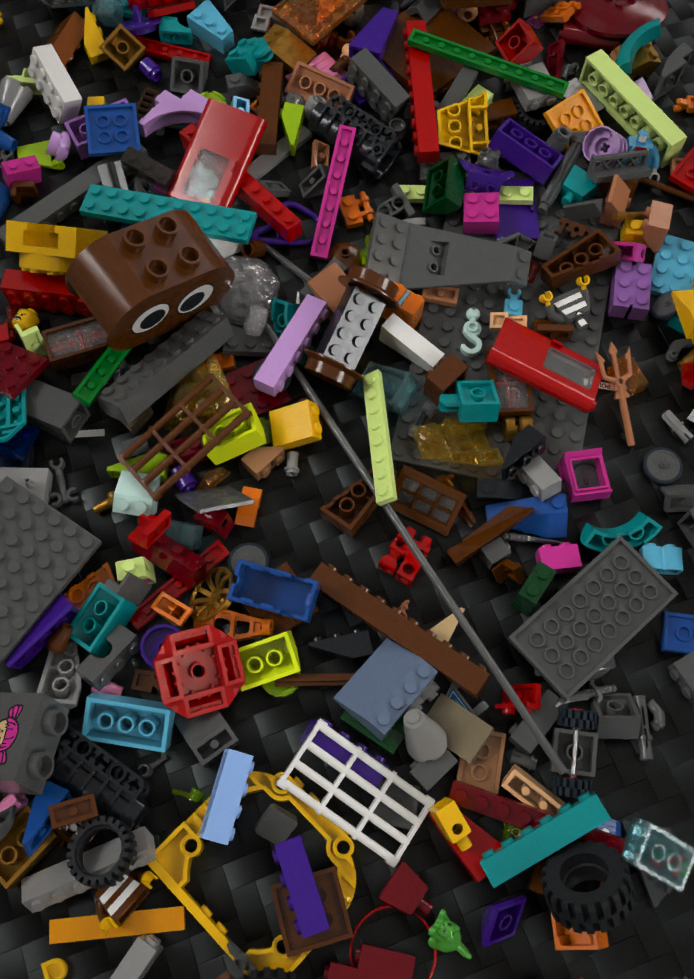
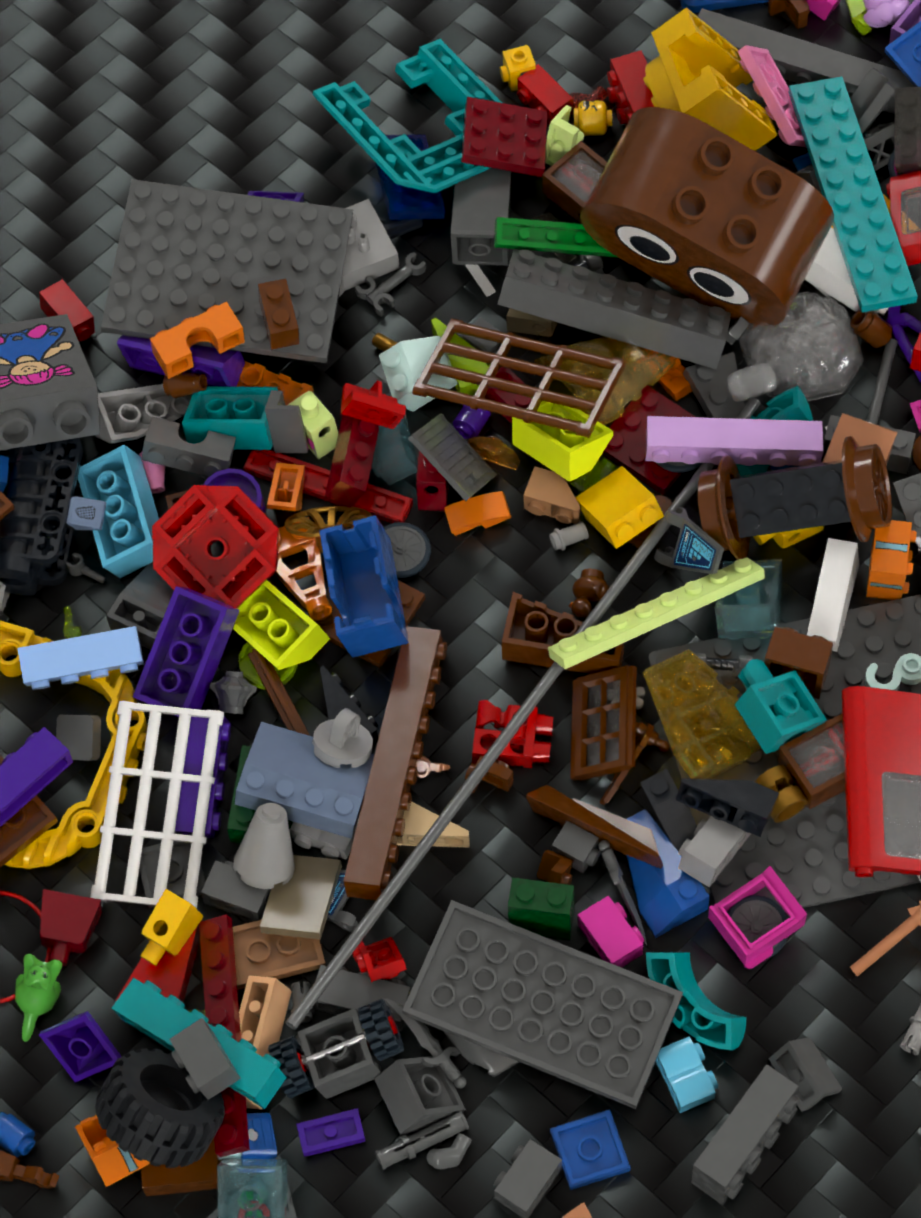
camera: 70 degrees right, 5 degrees down
(42, 595) = (214, 326): none -> orange arch
(57, 552) = (278, 314): none -> reddish brown brick
(74, 220) = (774, 90): none -> bright pink plate
(121, 745) = (86, 513): none -> sand blue slope
(258, 725) = (186, 650): none -> dark purple brick
(294, 708) = (232, 692): none -> dark grey rock
(332, 470) = (588, 589): none -> reddish brown animal
(345, 398) = (693, 549): none -> flag
(373, 654) = (342, 740): none -> light grey tile
(422, 579) = (498, 775): none -> reddish brown bracket
(573, 841) = (204, 1059): none -> dark grey brick
(617, 781) = (330, 1132): none -> dark purple plate
(662, 465) = (843, 1026): dark grey wheel -> none

